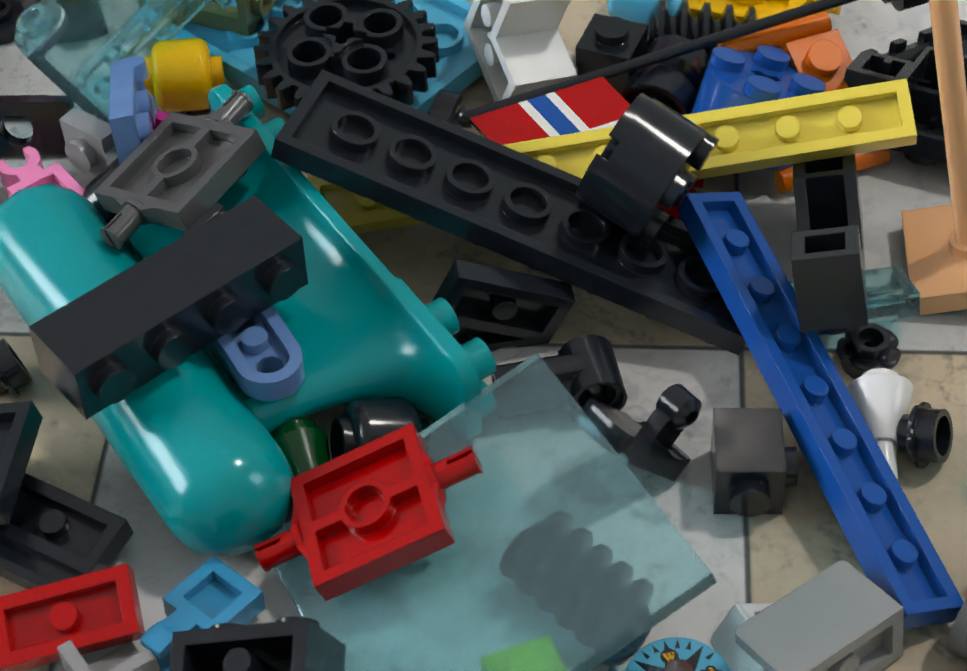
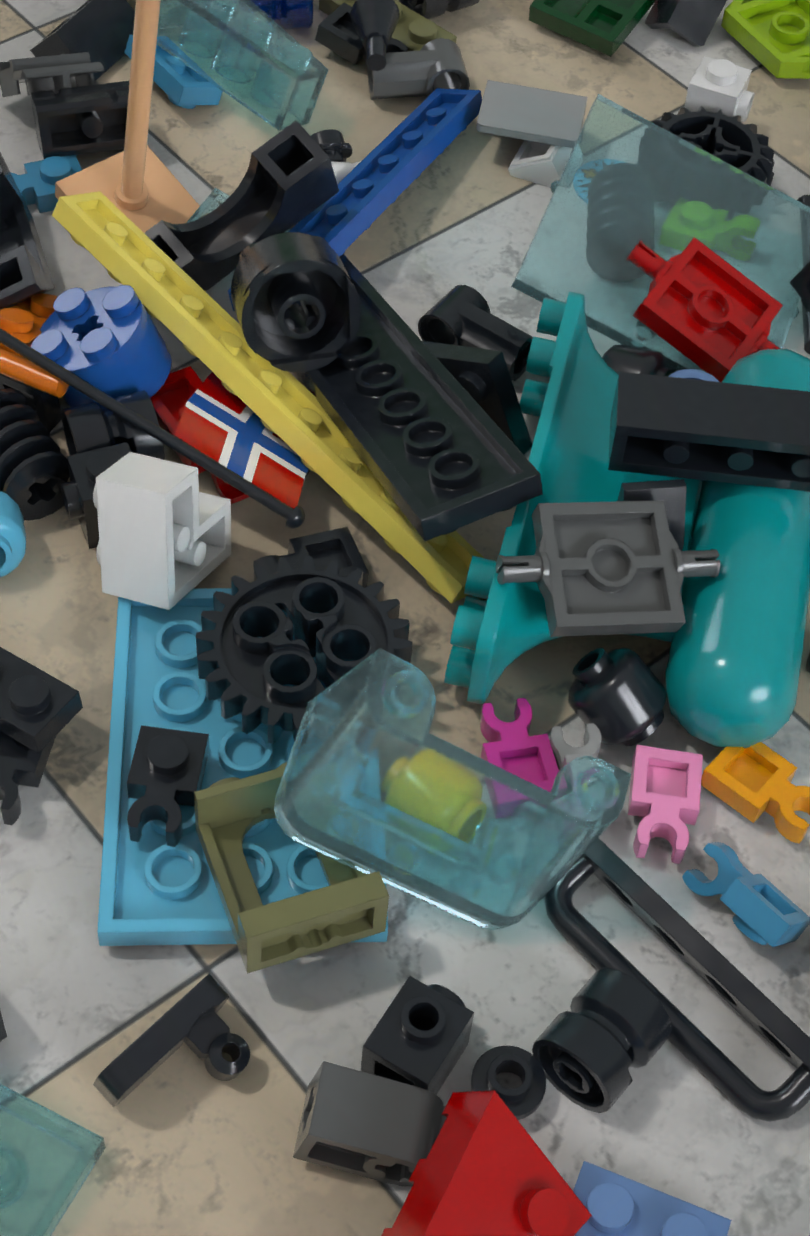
camera: 140 degrees left, 5 degrees up
(130, 105) = (562, 709): medium blue plate -> none
(652, 441) = (493, 253): black piece -> none
(750, 461) = (438, 212): black brick -> none

